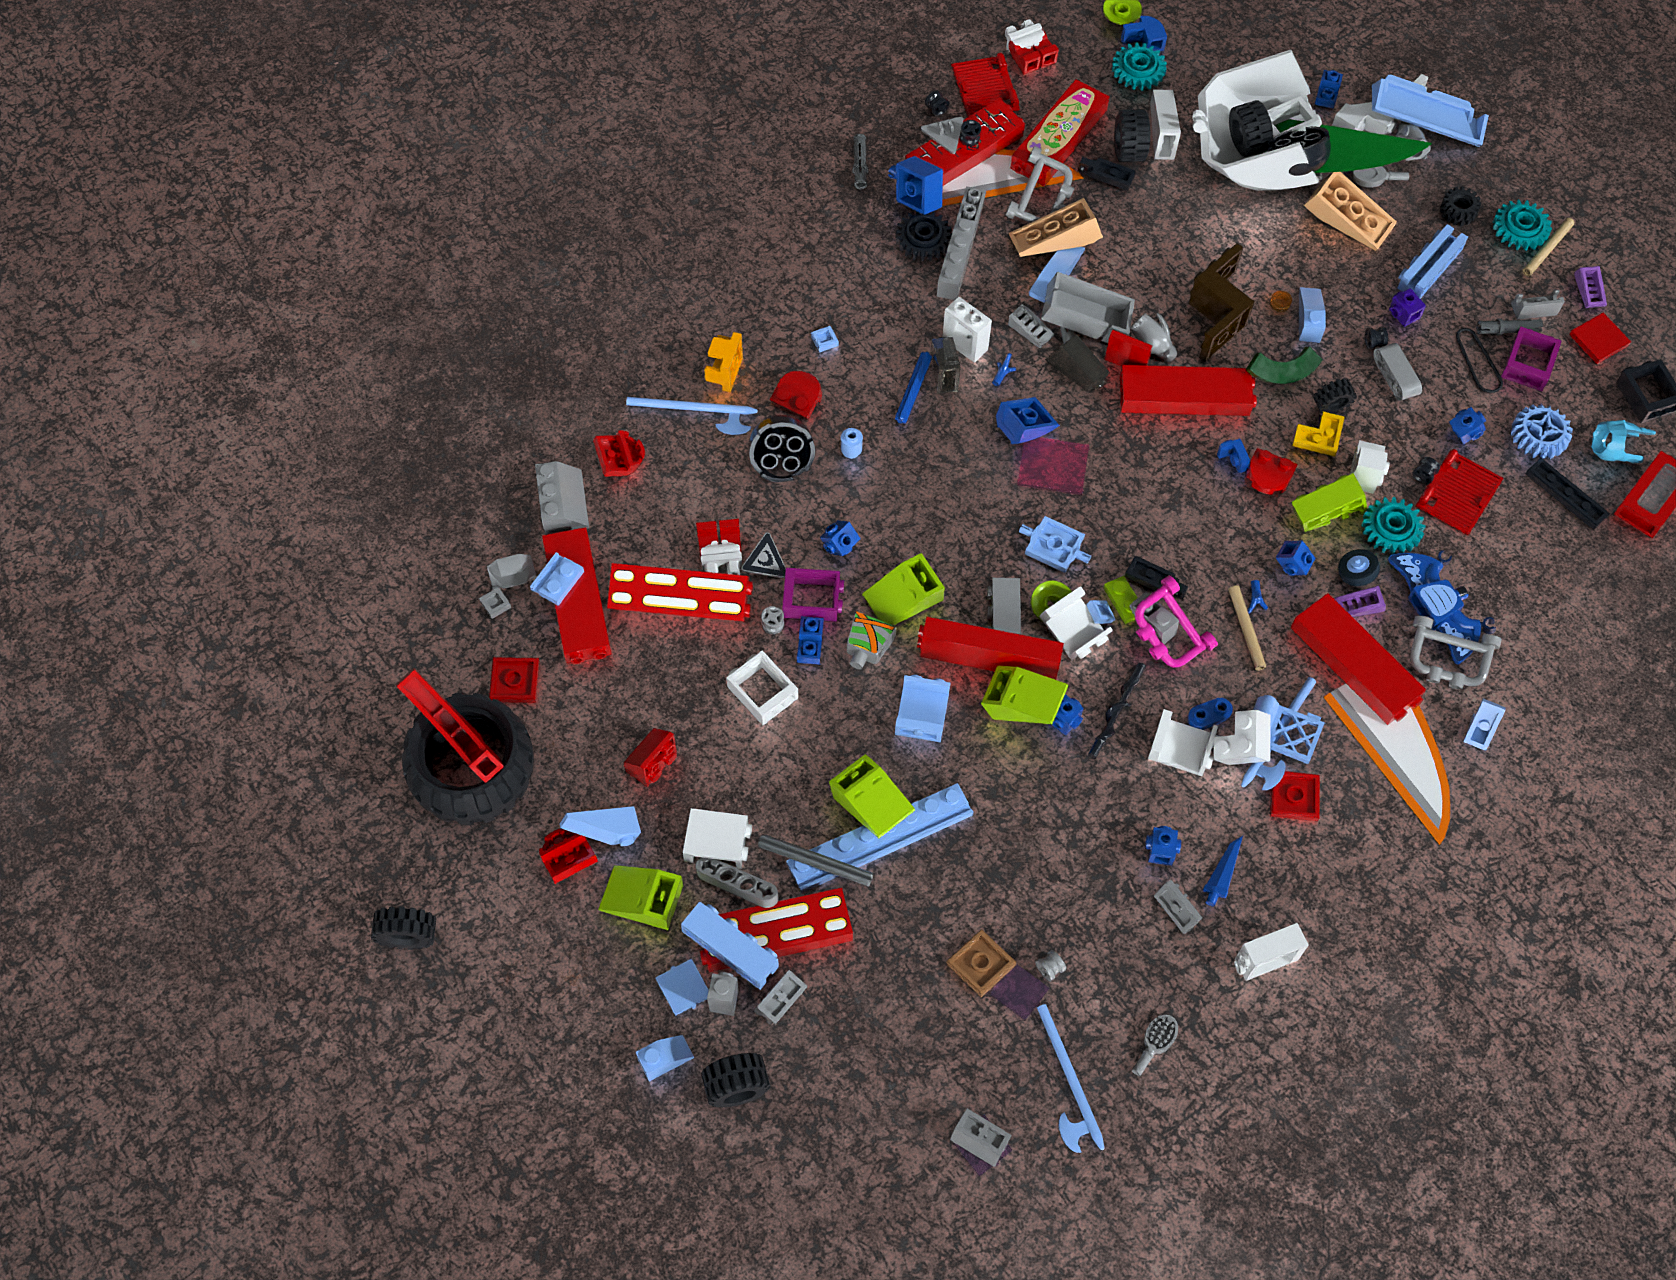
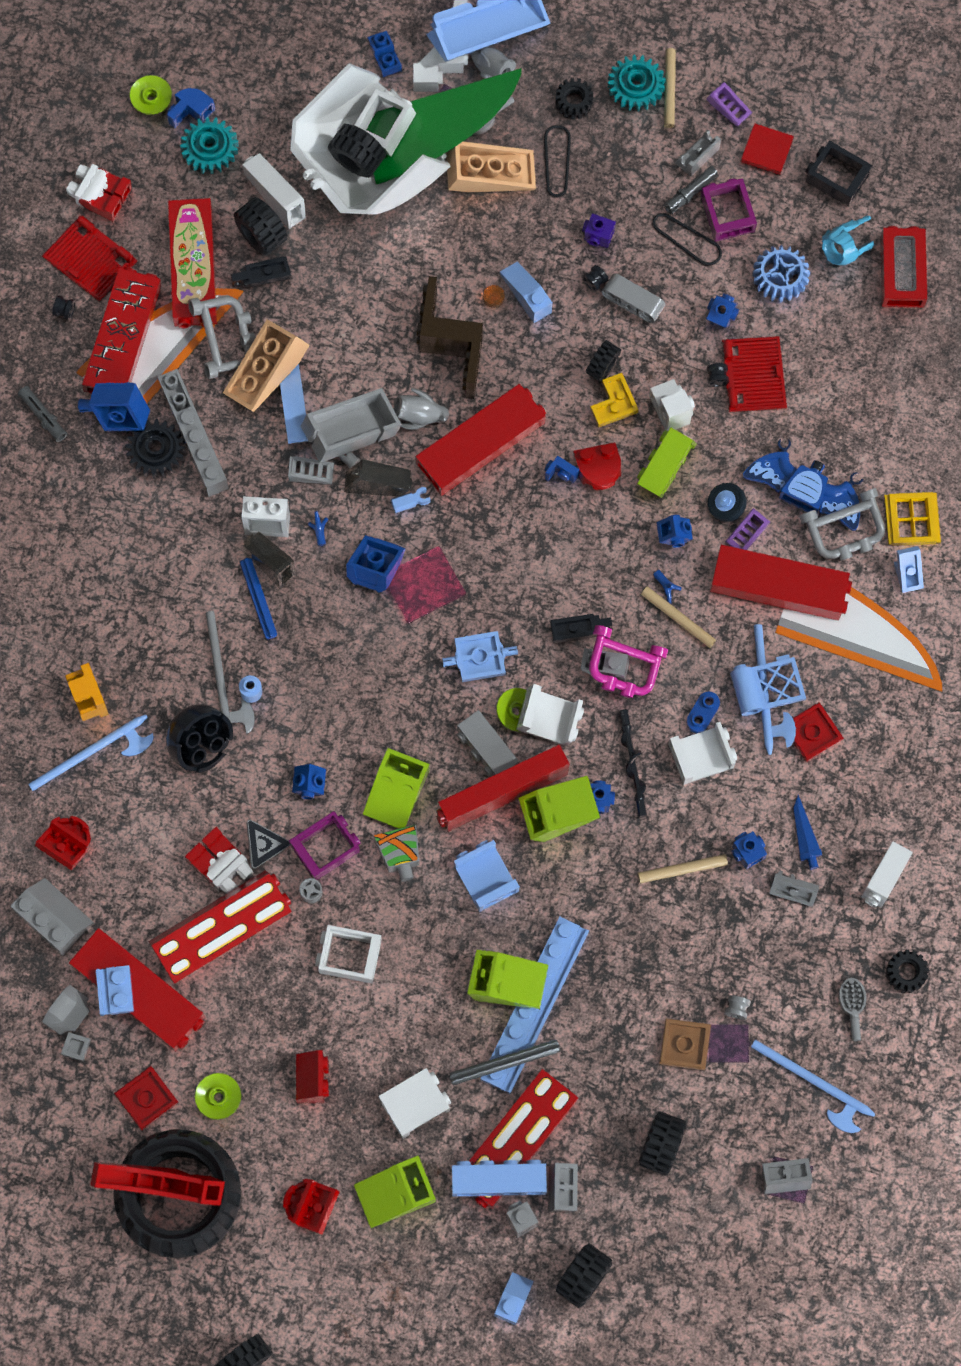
camera: 40 degrees left, 10 degrees up
(564, 708) = (218, 1084): none -> lime dish
(605, 825) = (326, 1160): light blue slope -> none
(683, 987) = (482, 1235): light blue piece -> none
(739, 878) = (459, 1125): light grey beam -> none
(798, 393) = (168, 674): red slope -> none
(810, 640) = (353, 884): blue slope -> none
(824, 339) = (148, 607): light blue tile -> none
(834, 461) = (246, 713): none -> light grey piece
(893, 1023) = (662, 1143): none -> black tyre
(945, 133) = (100, 337): light grey piece -> none
(970, 133) = (121, 319): black wheel -> none
(1092, 397) = (409, 500): none -> light blue bar
(1093, 822) = (683, 868): none -> tan piece
(1100, 611) = (559, 689): light blue tile -> none
(1121, 596) = (565, 663): lime plate -> none
(1127, 350) = (411, 440): red tile -> none
(1238, 1038) = (903, 984): none -> black tyre
(1250, 740) = (754, 717): white brick -> none
(1284, 372) = (548, 364): dark green tile -> none
(1314, 142) = (413, 140): black cylinder -> none
(1403, 536) = (726, 431): teal gear -> none
(1418, 248) = (567, 160): none -> black piece
(1432, 262) = (589, 172): light blue brick -> none
(1535, 701) = (893, 520): none -> yellow piece
(1567, 493) = (836, 315): black tile -> none

